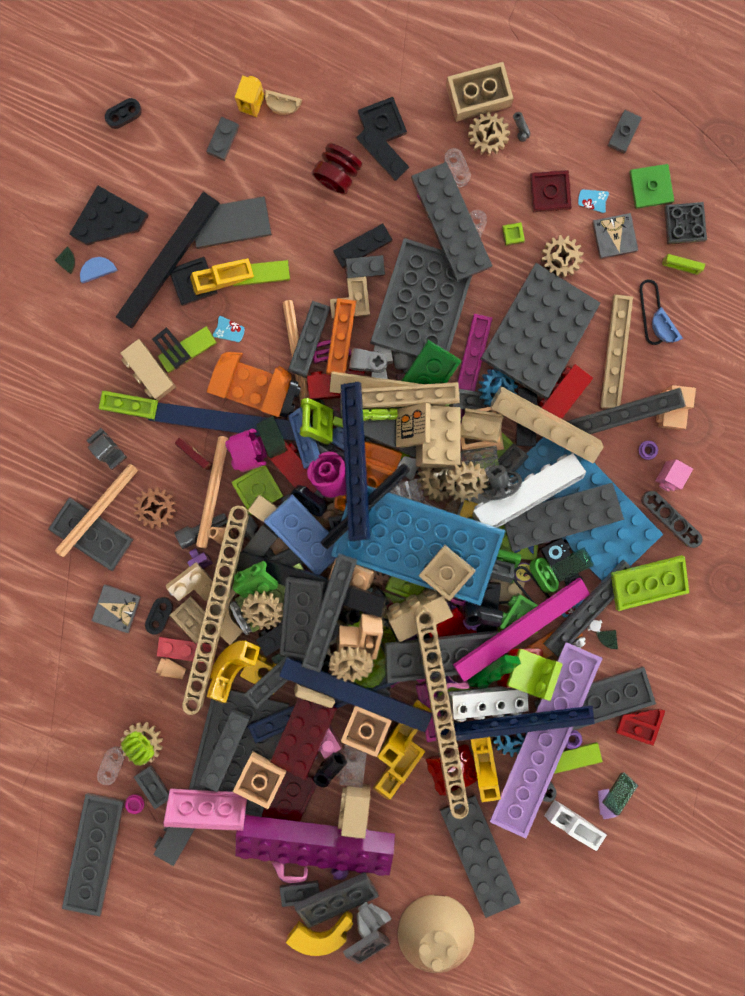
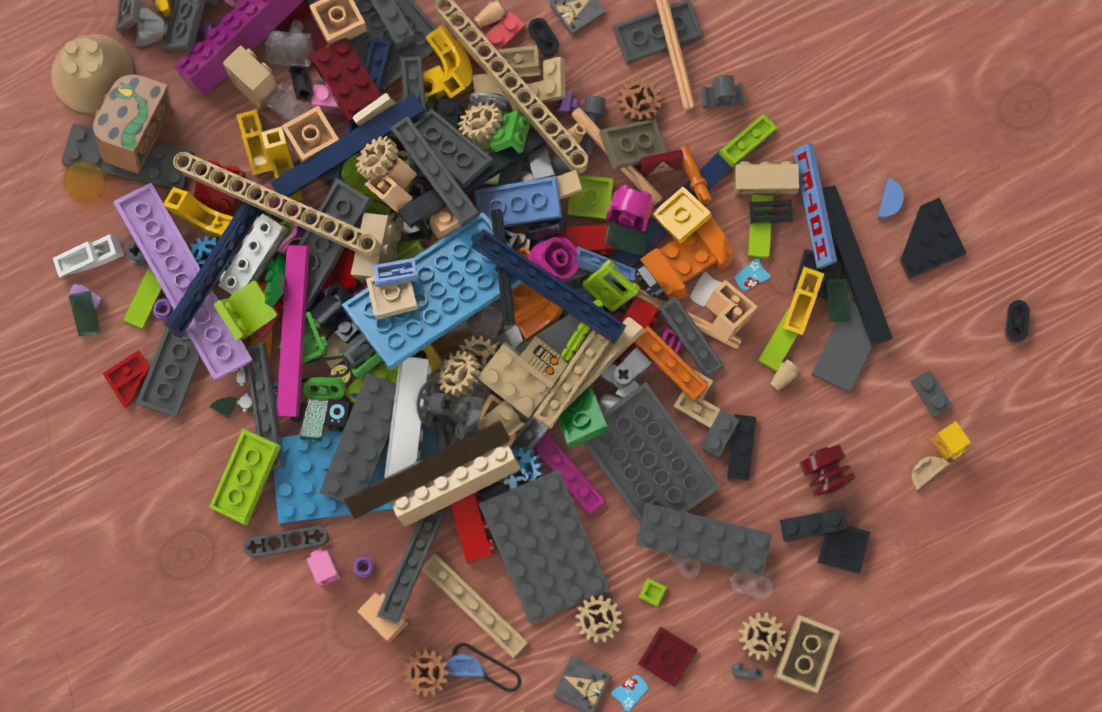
camera: 125 degrees right, 10 degrees down
(66, 260) = (917, 180): clear green tile -> none
(143, 318) = (815, 206): none -> medium blue tile
(187, 419) = (697, 184): none -> orange pin
(193, 486) = (631, 142): none -> dark tan tile
(203, 252) = (837, 300): none -> clear green tile
(222, 410) = (681, 215): none -> yellow plate
(264, 356) = (704, 289): none -> white sticker
(267, 320) = (732, 310): none -> light nougat brick
(287, 251) = (784, 375): none -> tan cone
(309, 799) = (290, 46): none -> clear brick
(443, 584) = (396, 276): none -> medium blue tile
(455, 874) = (131, 121): none -> medium nougat brick
(507, 444) = (469, 418): none -> dark grey beam
(523, 873) = (84, 181): none -> clear yellow tile
(553, 450) = (427, 469): none -> dark brown tile
(691, 340) = (433, 666): none -> nougat gear

